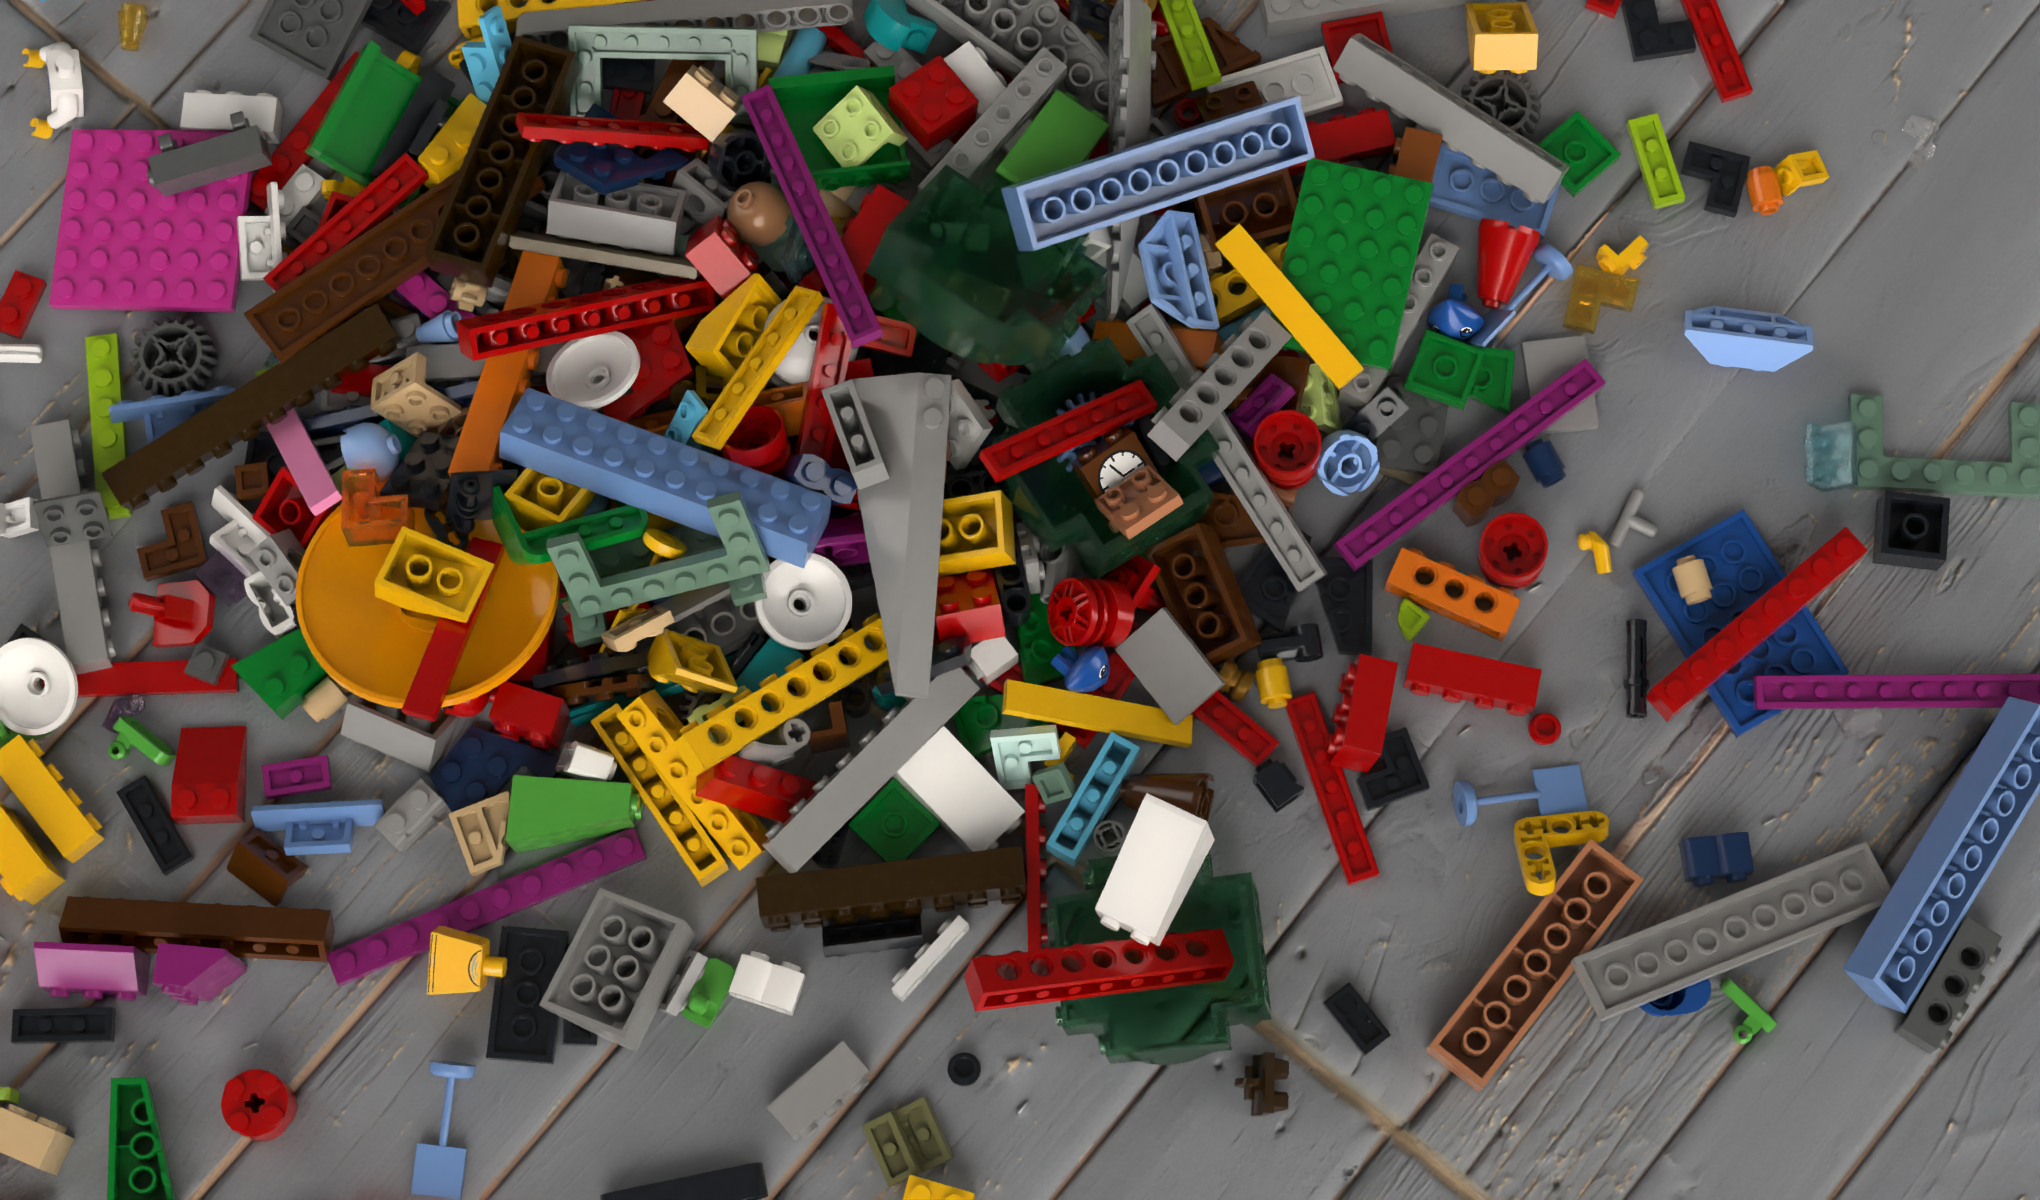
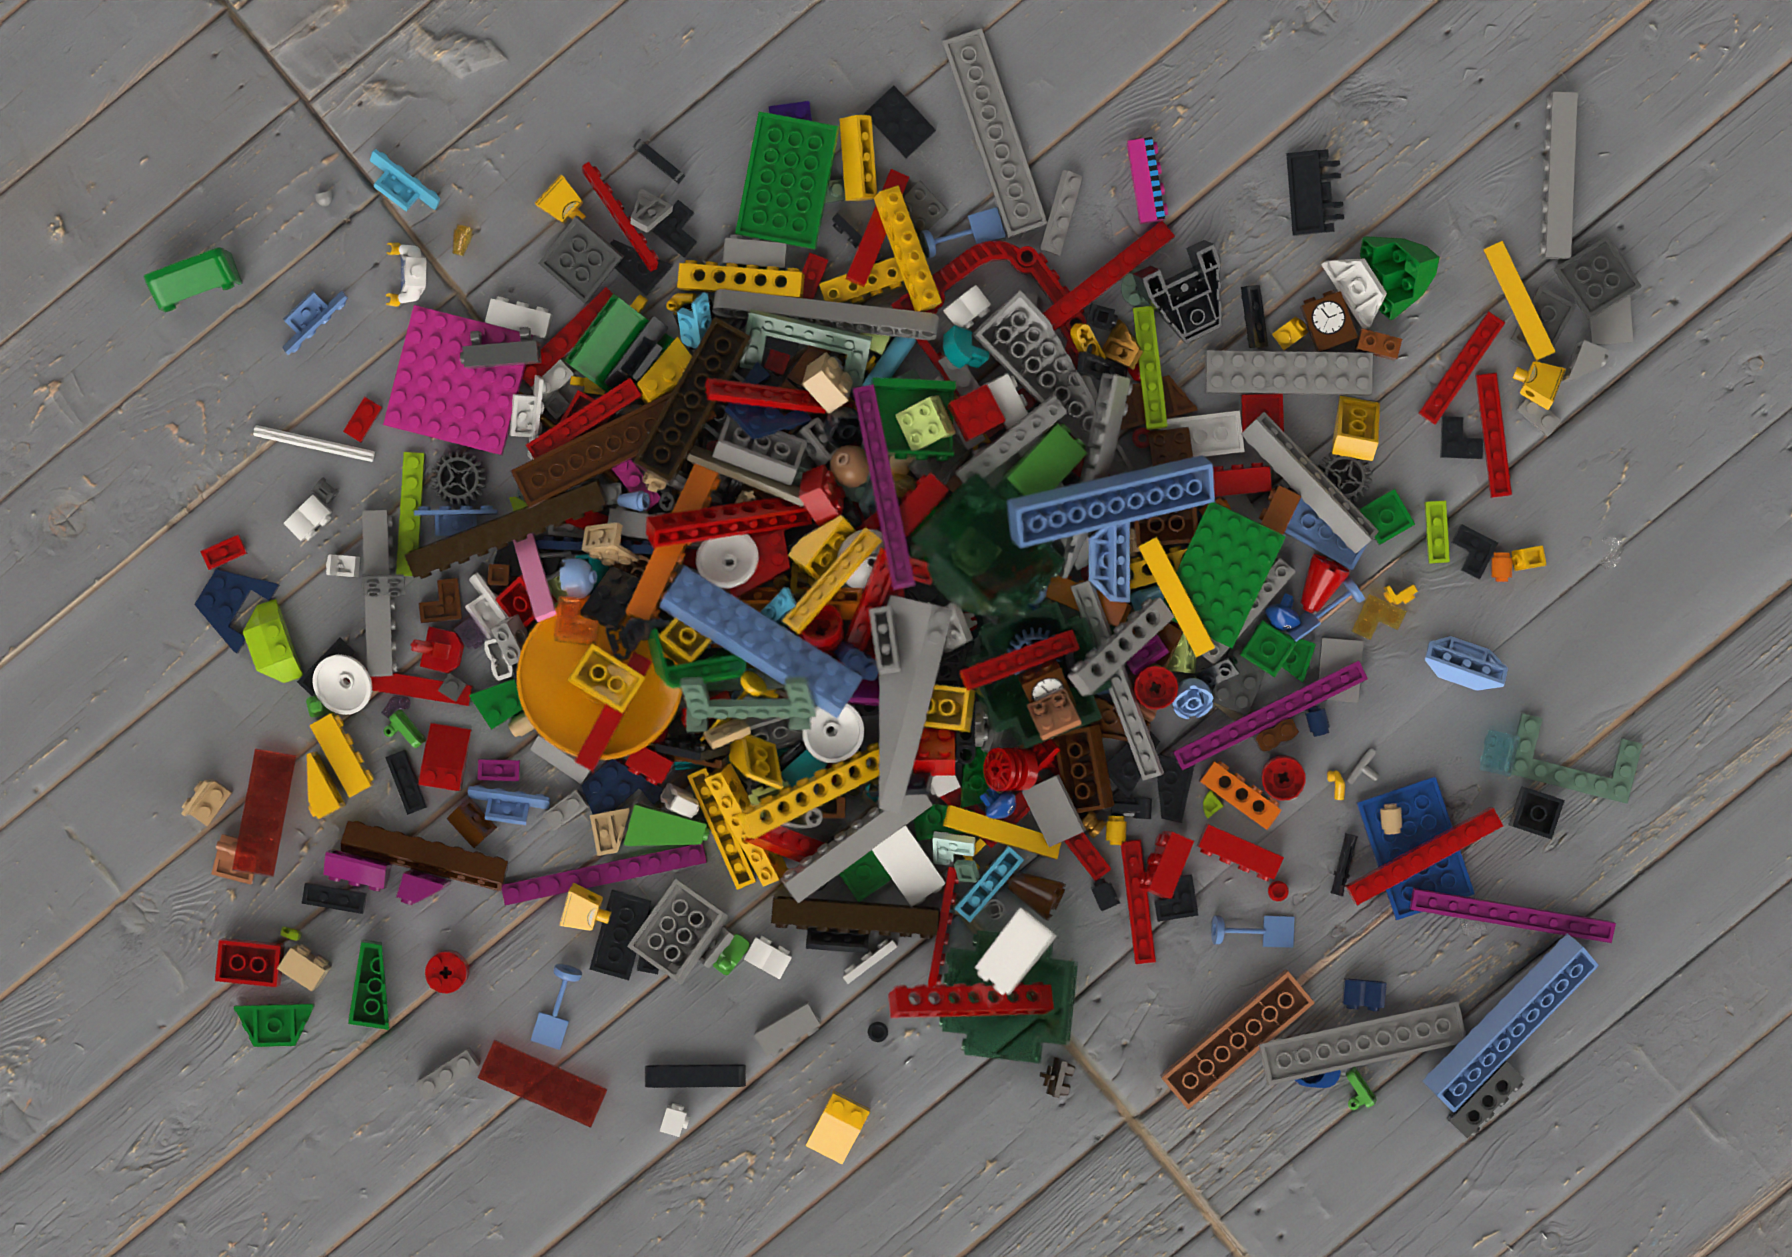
camera: 10 degrees right, 15 degrees up
(832, 61) = (919, 364): light grey piece -> none
(908, 1141) = (835, 1068): olive slope -> none
(1356, 1019) = (1122, 1048): black plate -> none
(1542, 842) = (1257, 964): yellow beam -> none

